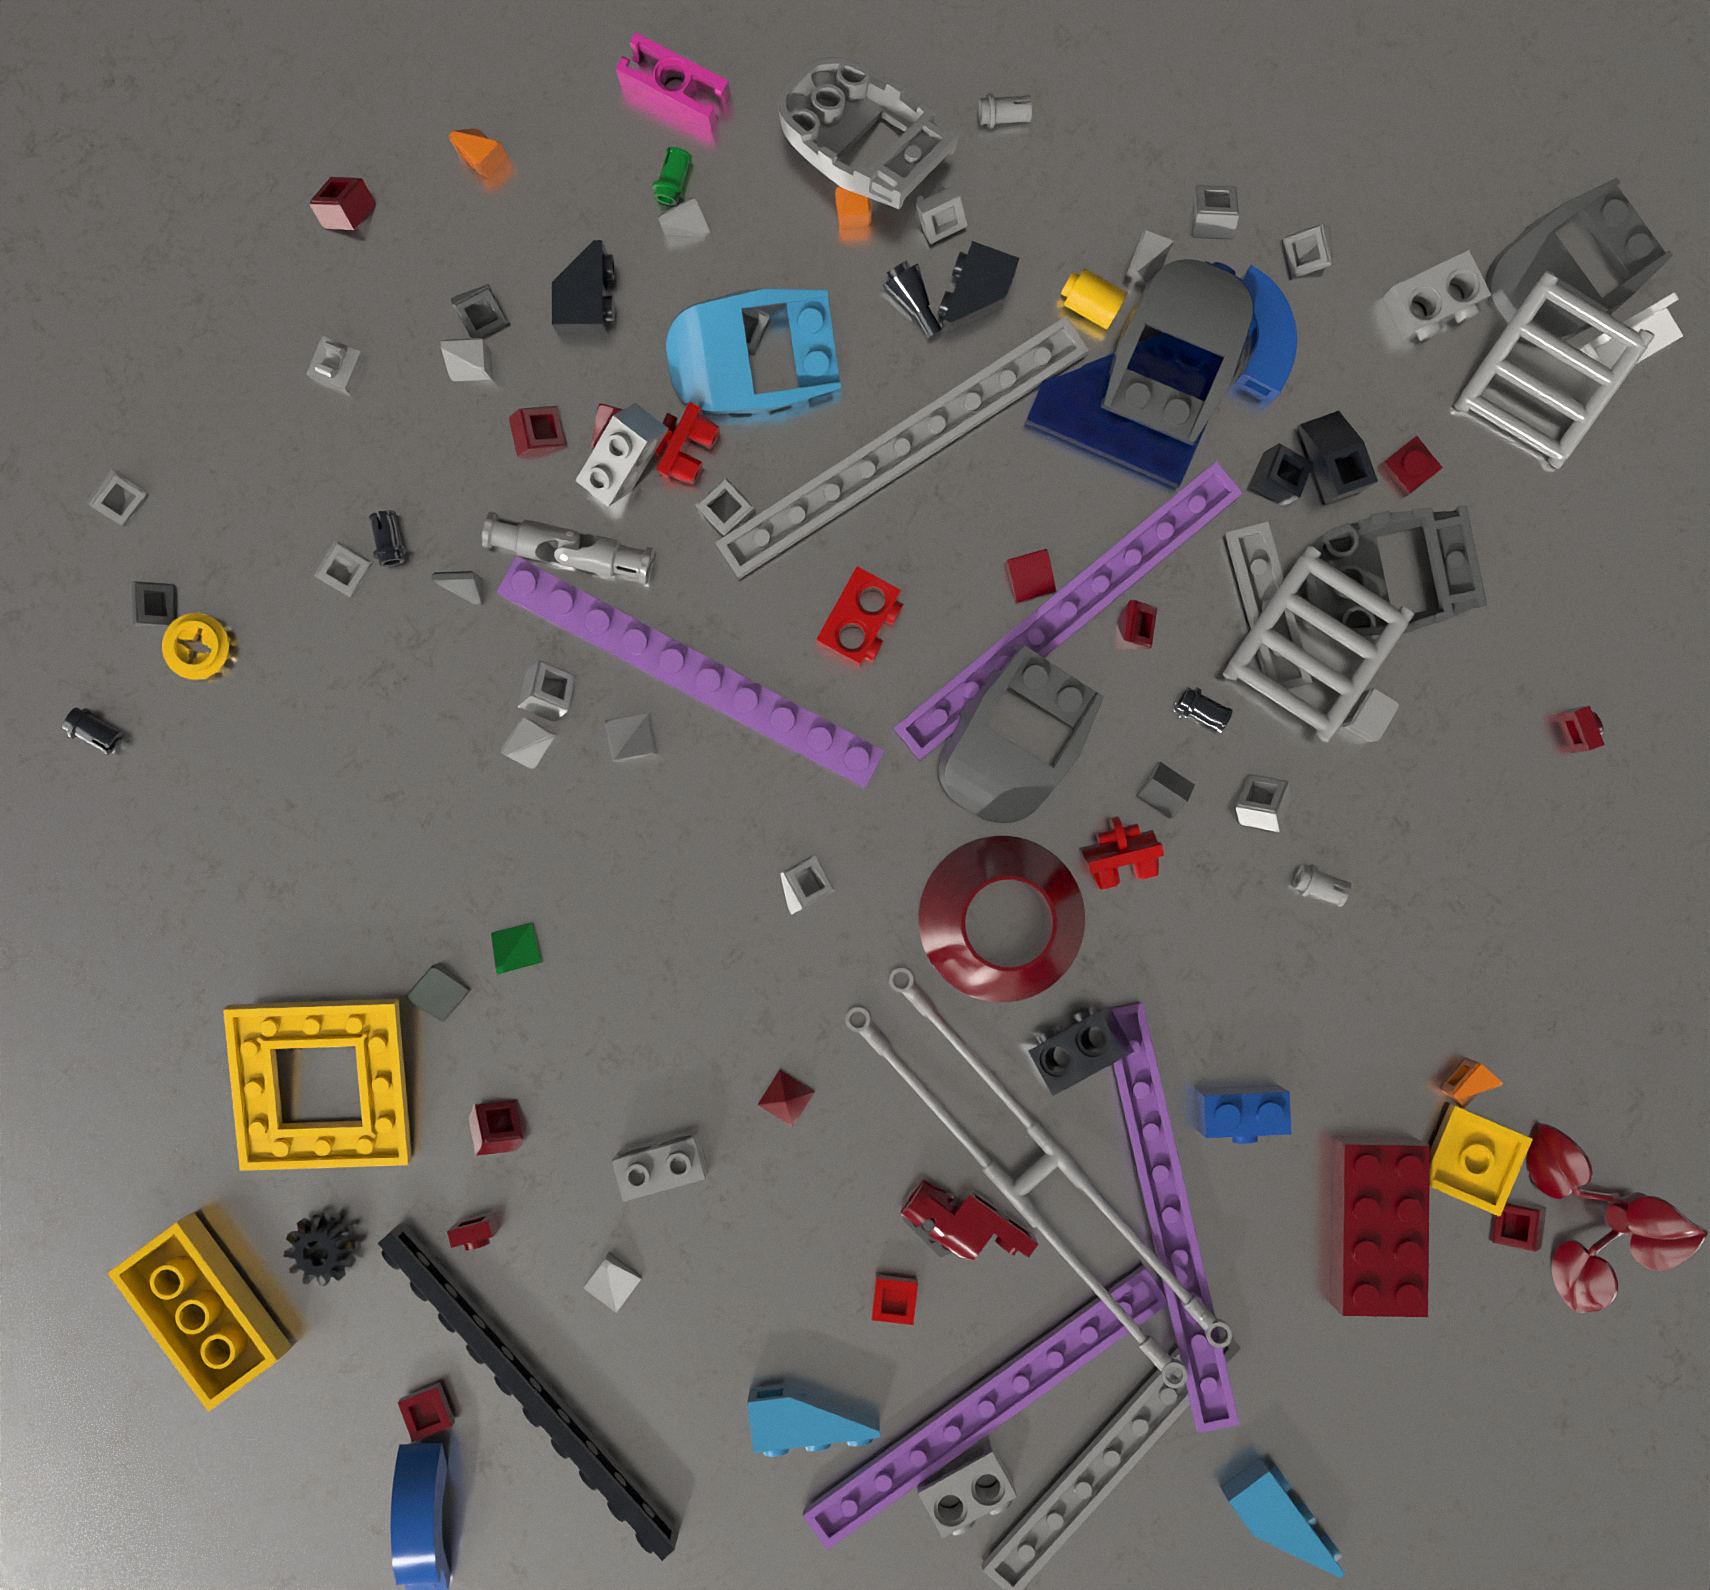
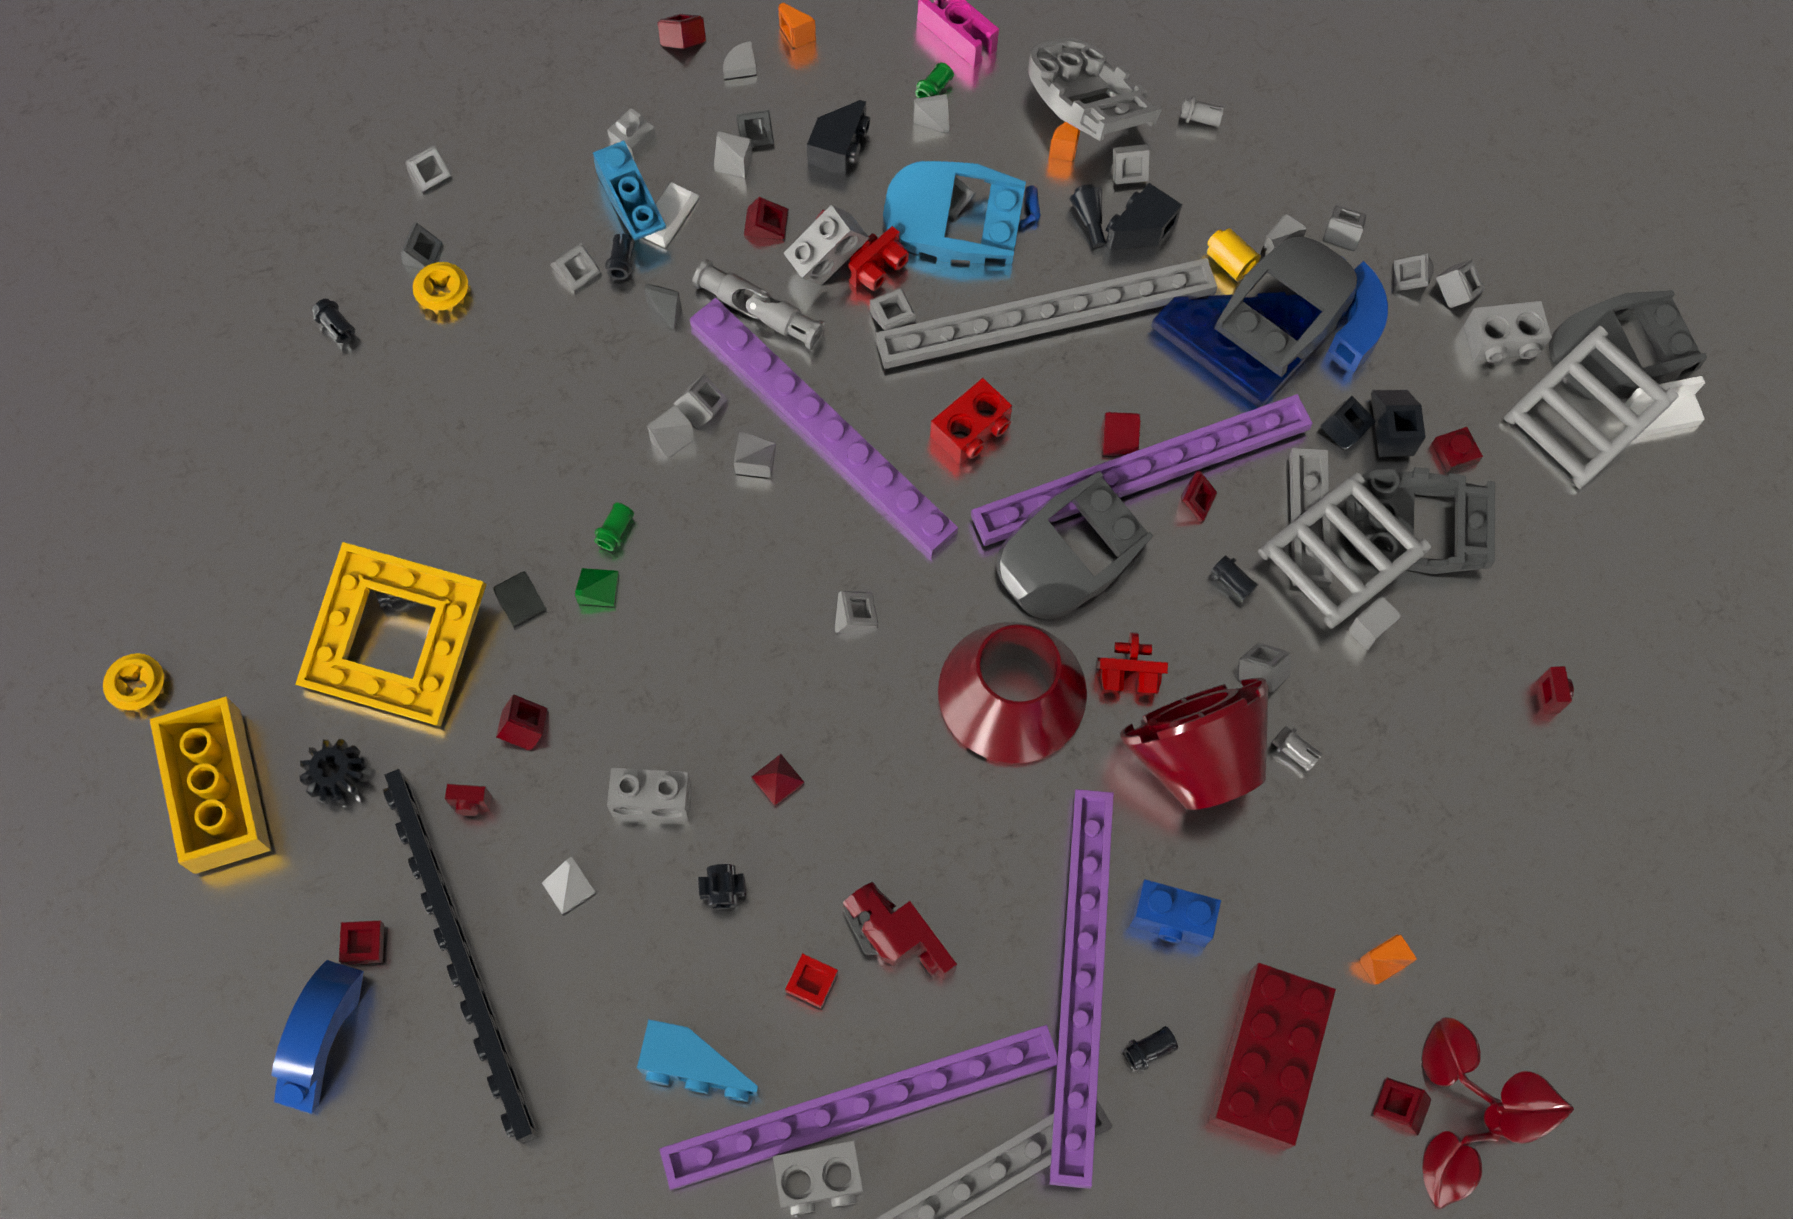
camera: 15 degrees right, 20 degrees down
(56, 1235) = (129, 668): none -> yellow gear
(365, 457) = (627, 190): none -> dark azure slope
(419, 460) = (674, 208): none -> white tile
(428, 221) = (740, 61): none -> light grey tile
(507, 875) = (613, 527): none -> green pin
(770, 1237) = (722, 886): none -> black gear
(841, 305) = (1032, 203): none -> blue piece
(1054, 1157) = (997, 895): light grey bar -> none
(1083, 1055) = (1048, 820): black brick -> none
(1166, 790) = (1183, 633): dark grey slope -> none
(1225, 925) = (1206, 743): none -> dark red cone
(1255, 1253) = (1150, 1048): none -> black pin
(1367, 246) = (1460, 283): none -> light grey slope
(1476, 1159) = (1375, 1028): yellow plate -> none

